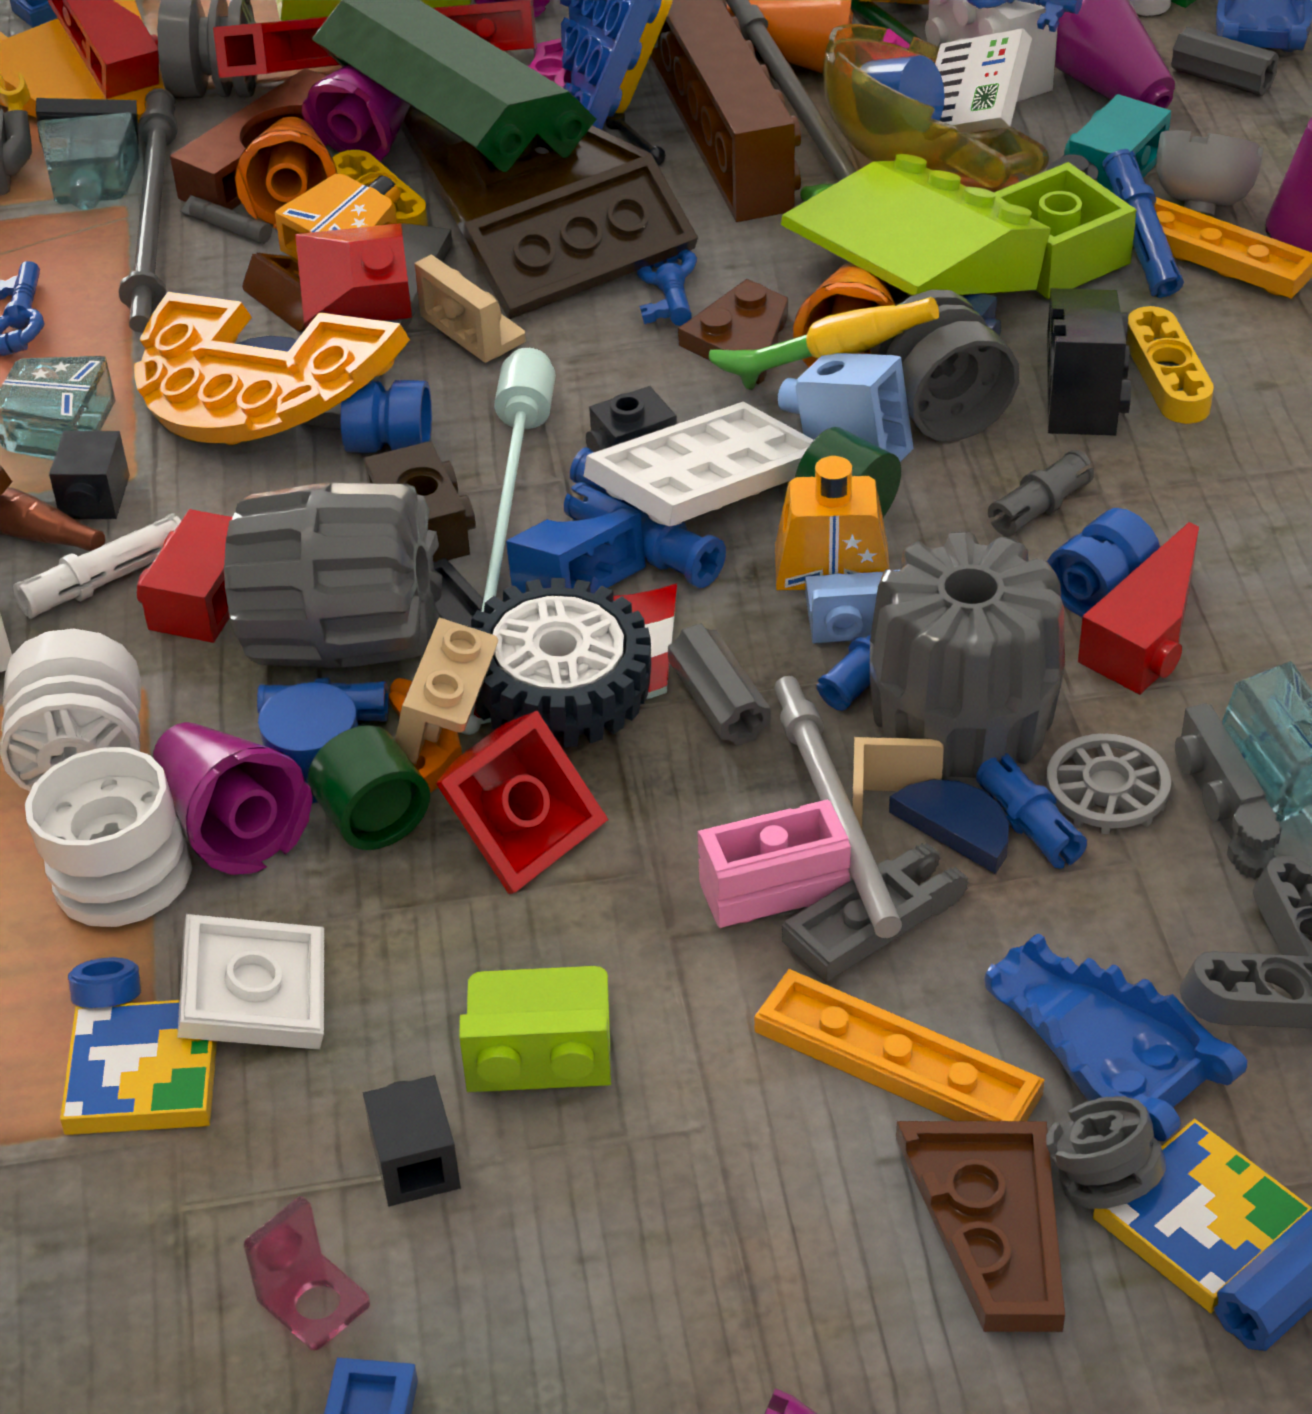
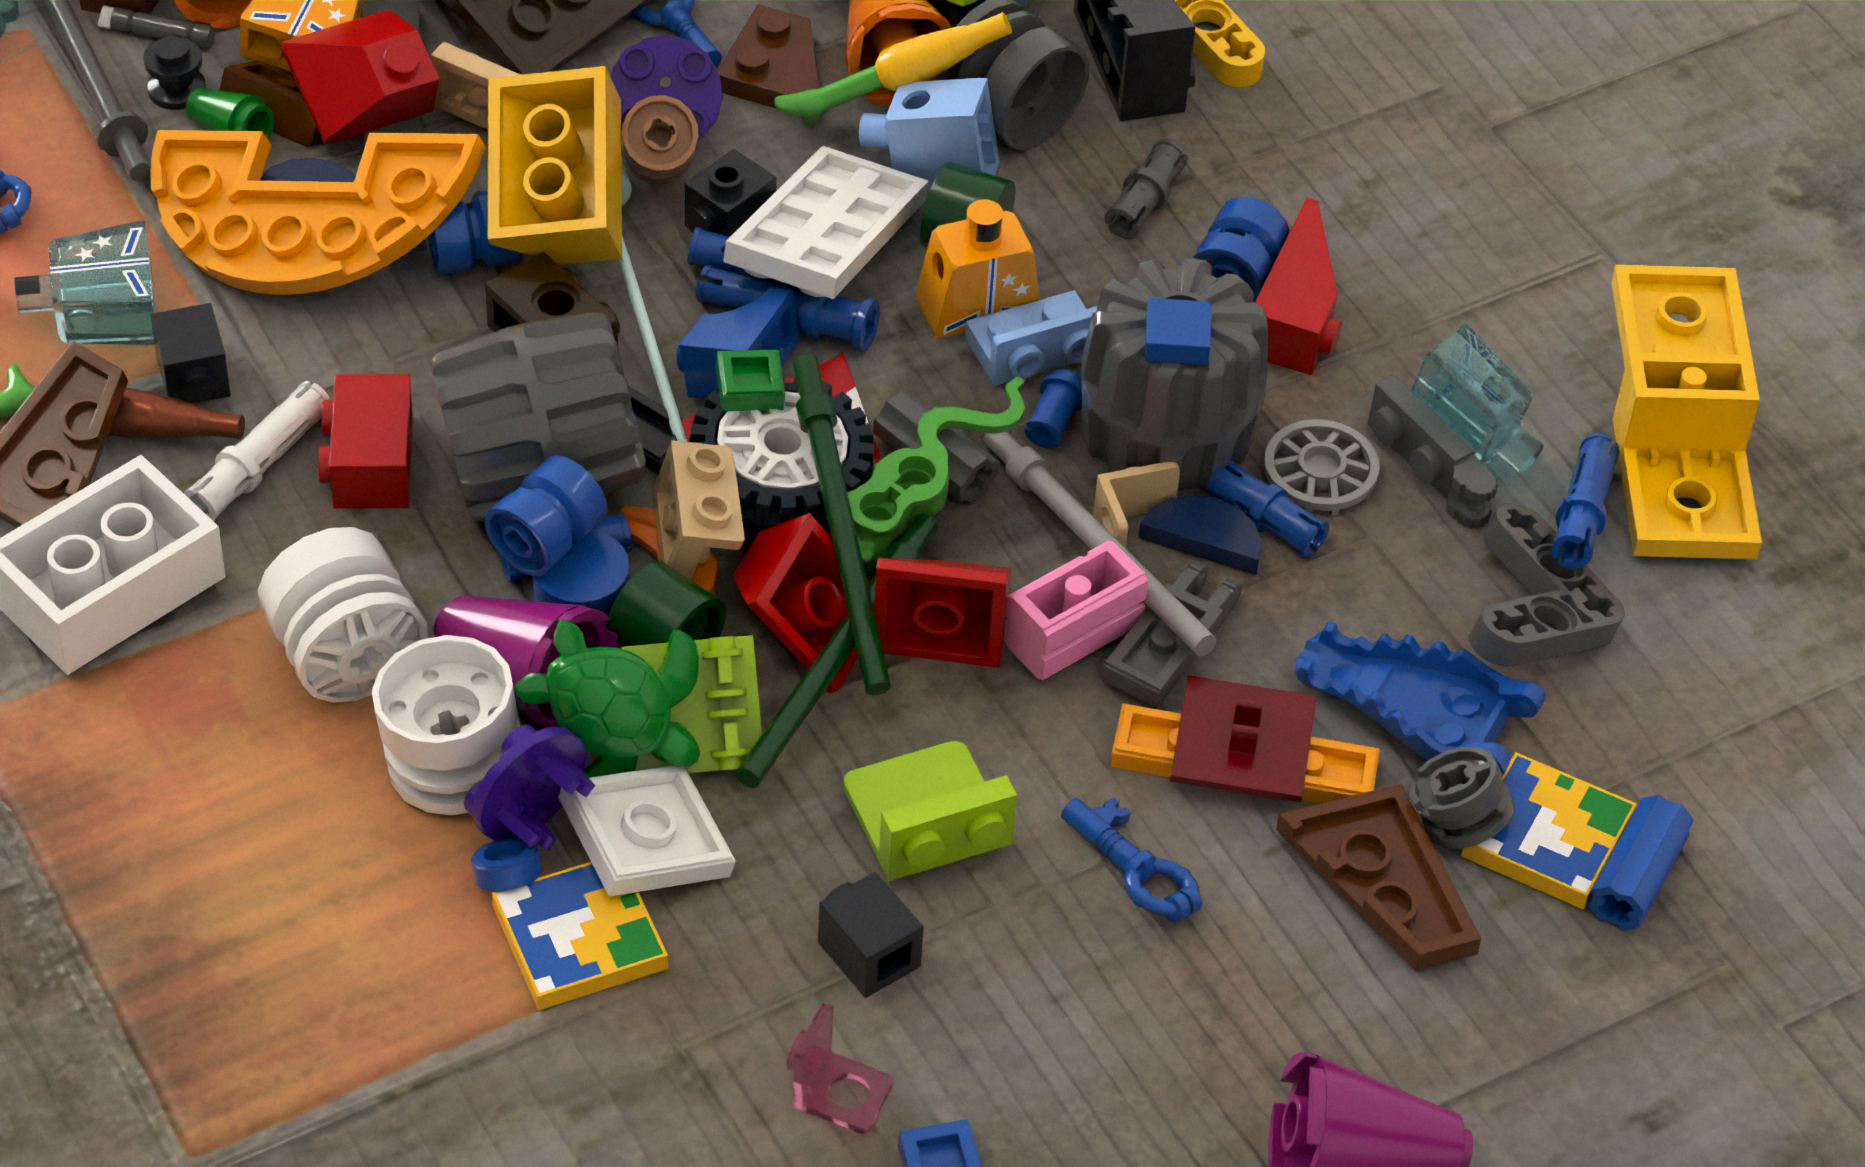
camera: 25 degrees left, 5 degrees up
(143, 907) = (526, 782): none -> dark purple plate
(214, 245) = (173, 71): none -> black wheel
(243, 287) = (229, 111): none -> green cone
(263, 847) = (618, 700): none -> green animal
(290, 656) = (546, 515): none -> blue wheel
(354, 871) = (721, 707): none -> lime hinge
(468, 366) = (555, 165): none -> yellow slope
(549, 581) = (750, 380): none -> green tile
(587, 626) = (817, 419): none -> dark green bar
(591, 376) = (658, 139): none -> medium nougat wheel
(593, 327) = (689, 68): none -> dark purple plate
(618, 786) = (823, 668): none -> dark green bar
(636, 832) = (942, 609): none -> red slope
(667, 710) = (918, 479): none -> bright green animal
(728, 1138) = (1136, 865): none -> blue piece
(897, 1034) = (1244, 739): none -> dark red piece
(954, 600) = (1177, 331): none -> blue tile

